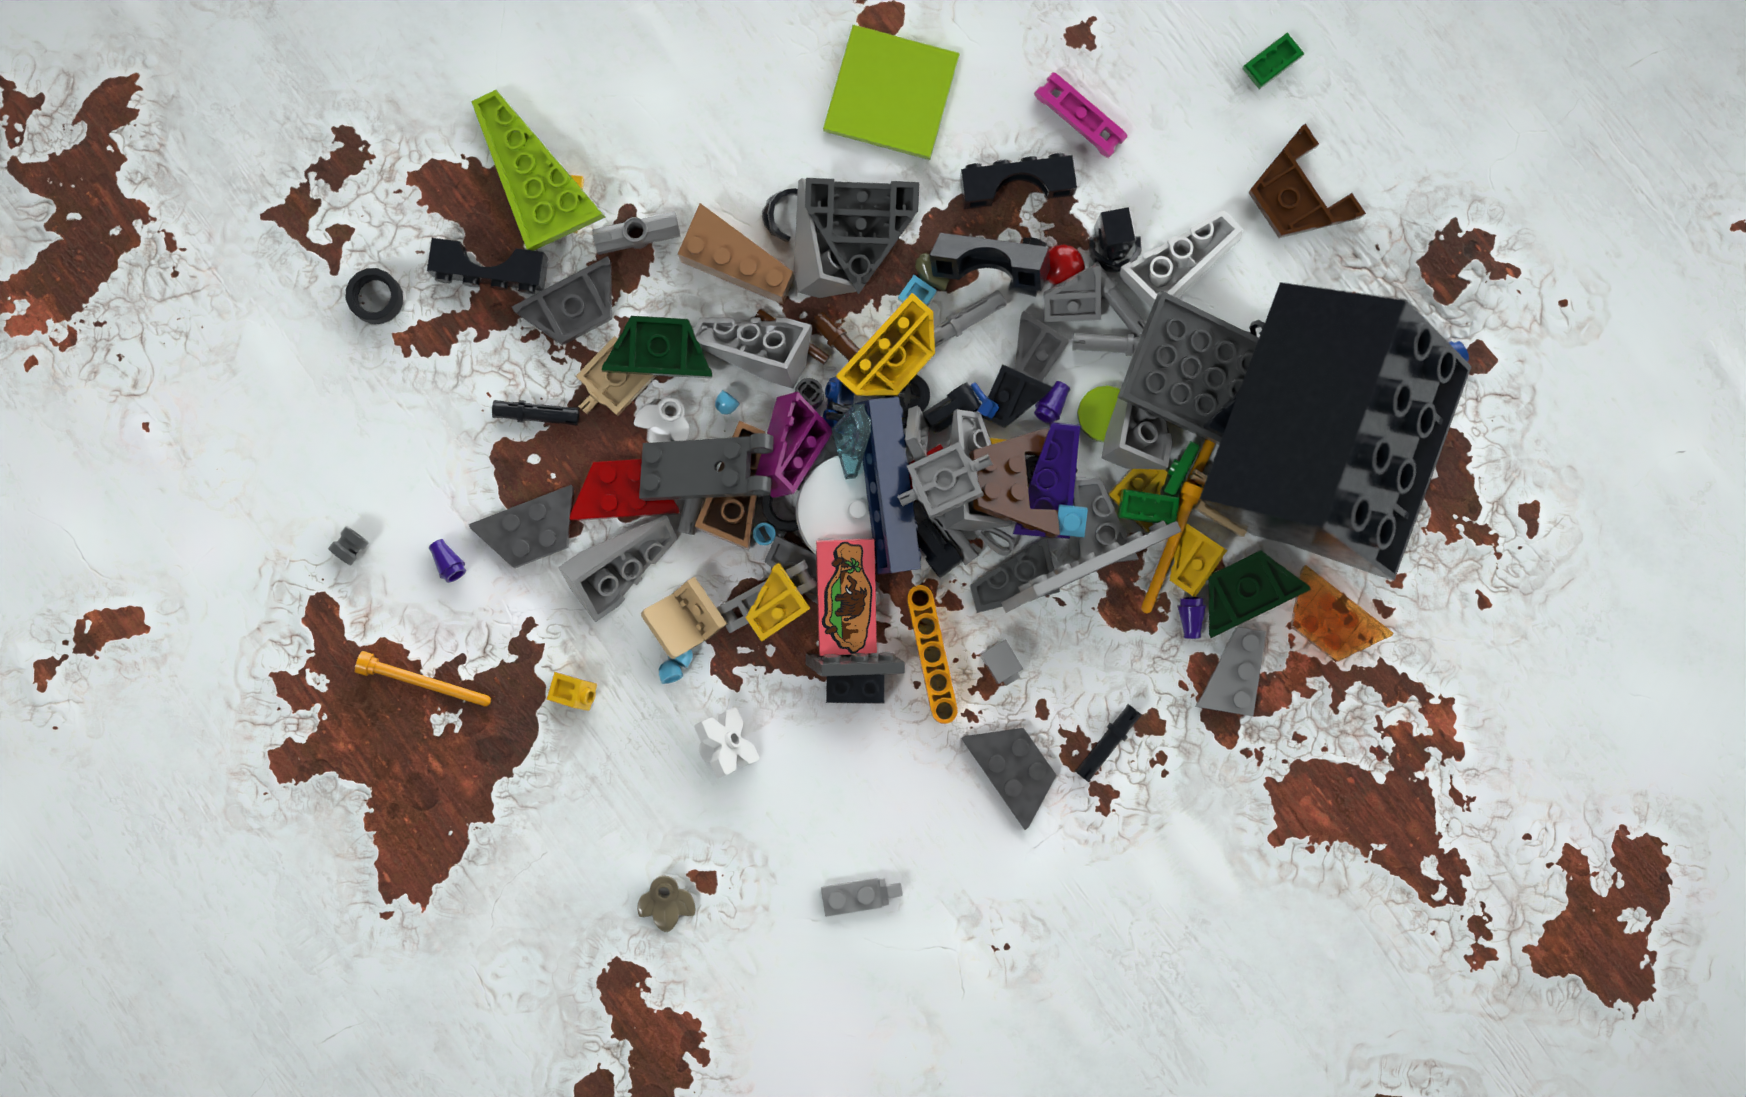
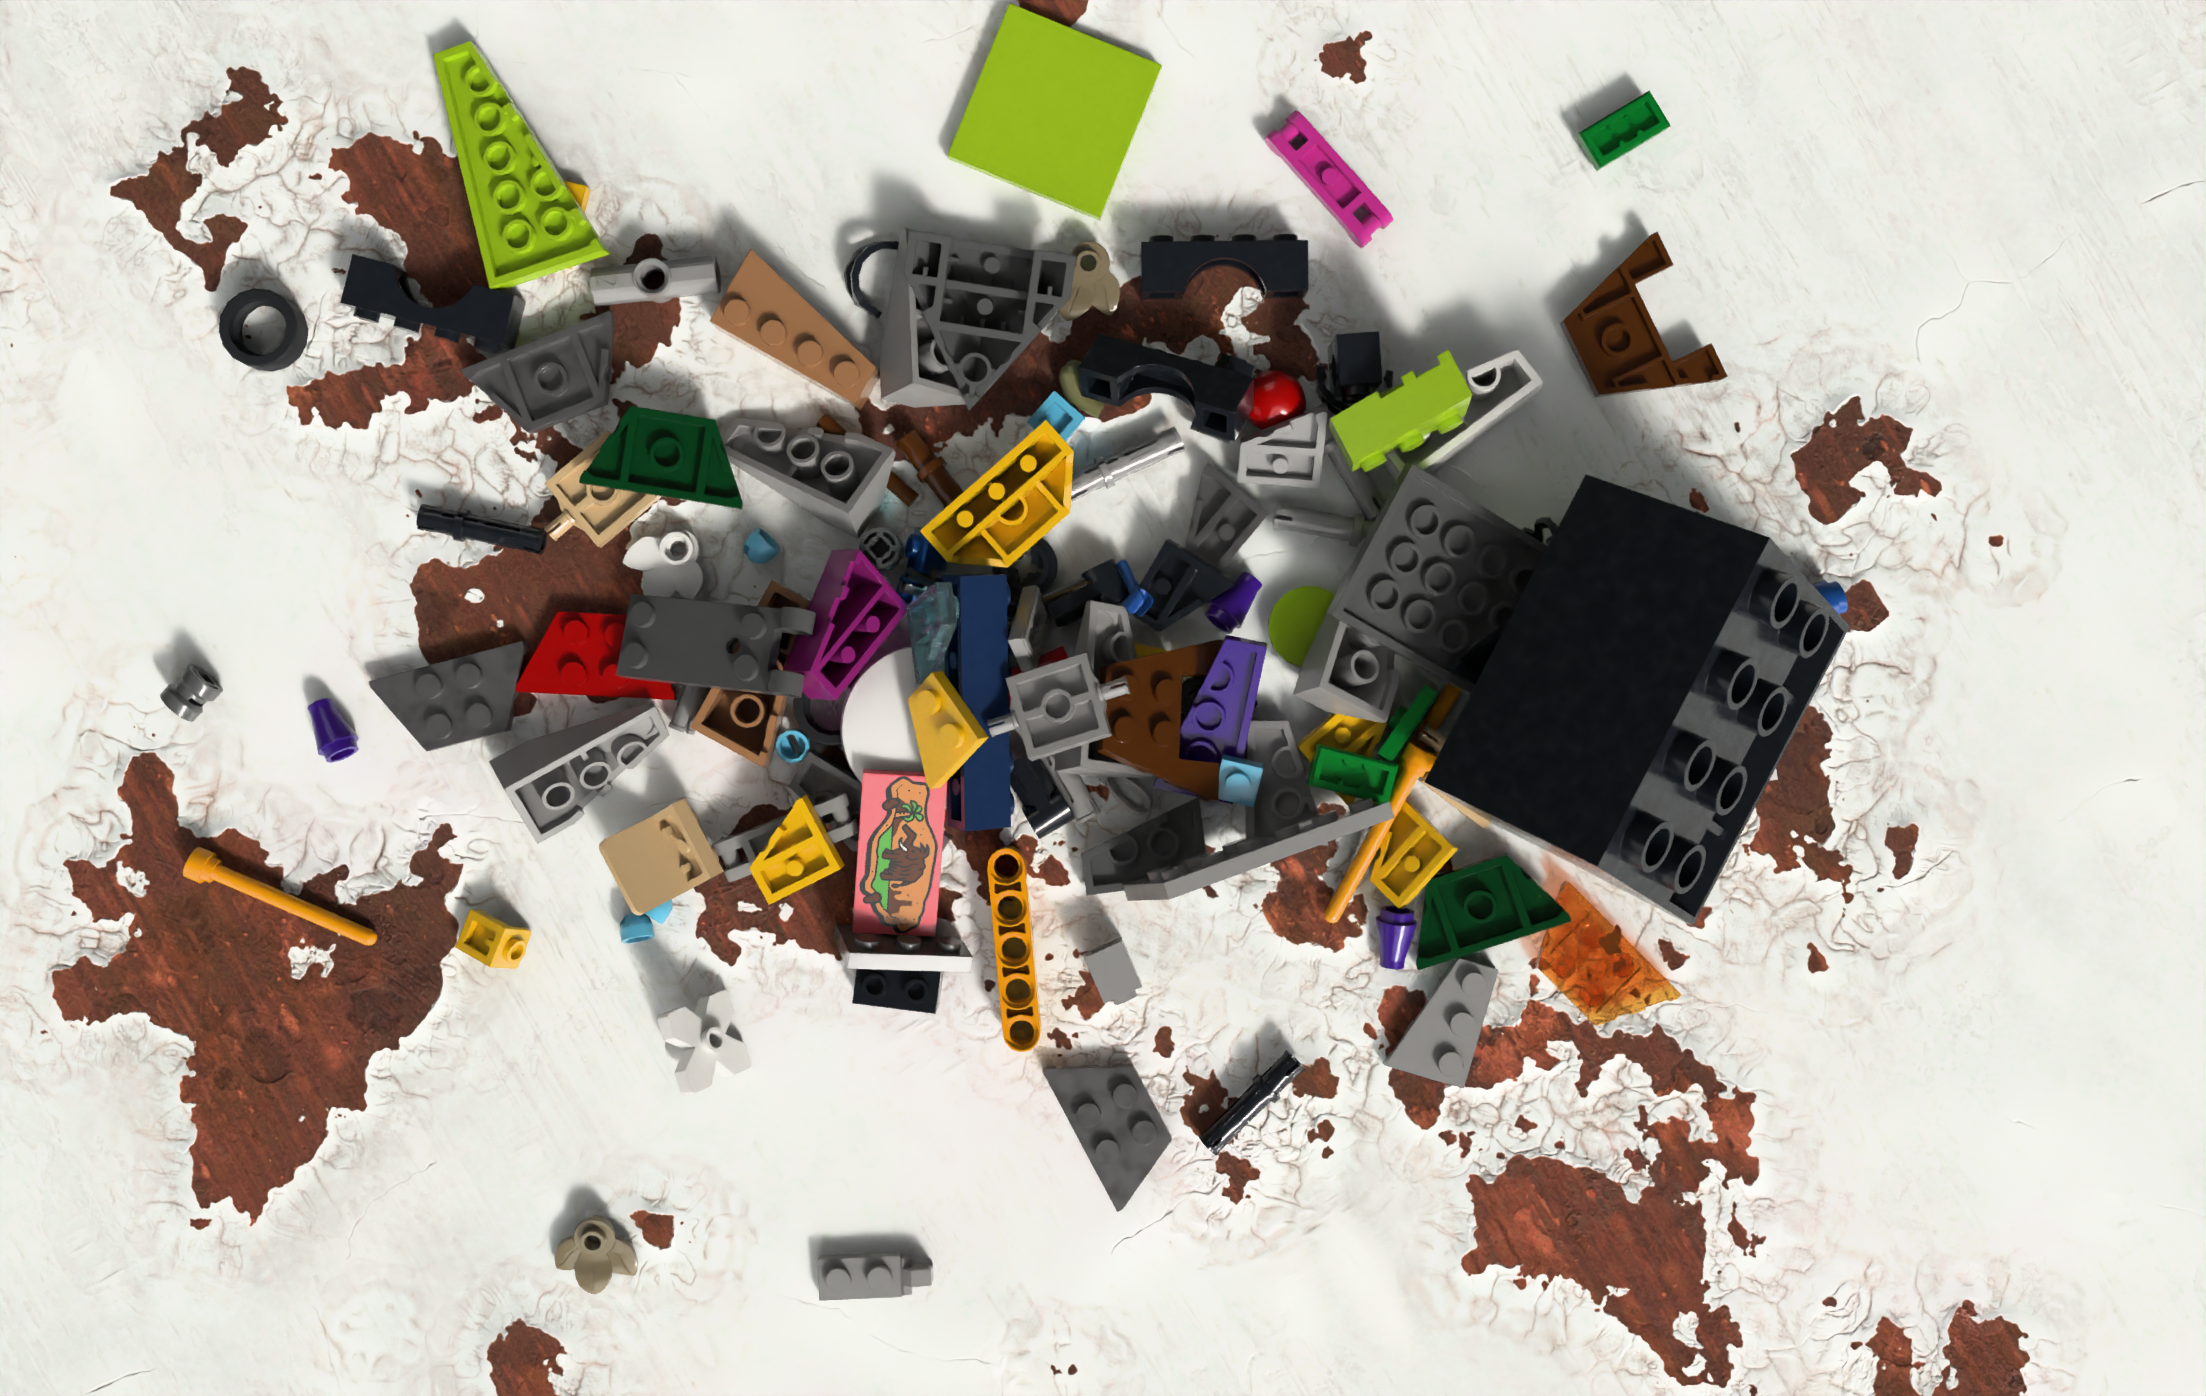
camera: 10 degrees right, 5 degrees up
(868, 504) = (943, 728): none -> yellow wing
(931, 203) = (1091, 287): none -> dark tan plate
(1151, 260) = (1402, 415): none -> lime wedge

